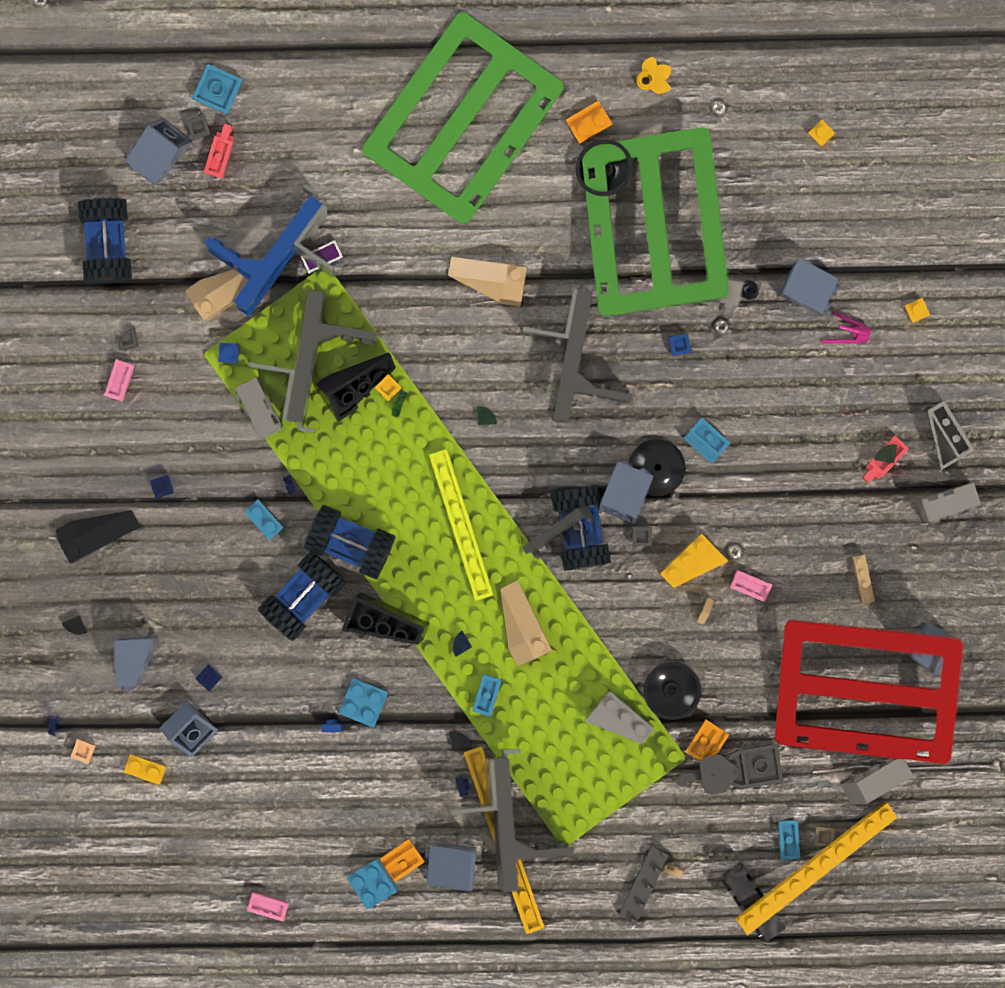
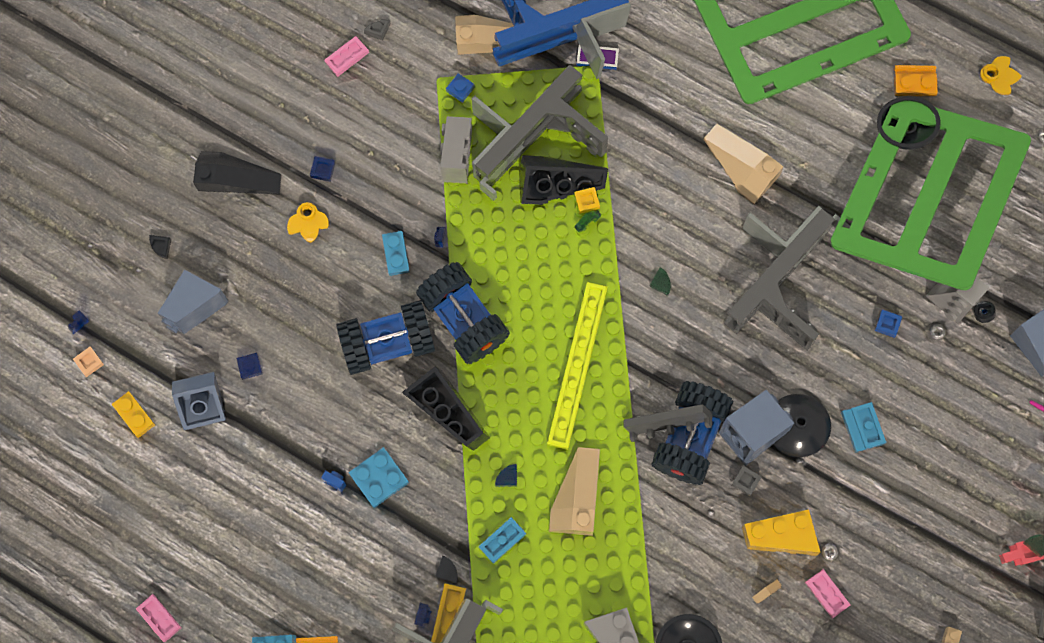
camera: 35 degrees right, 15 degrees down
(180, 539) = (307, 225): none -> yellow plate

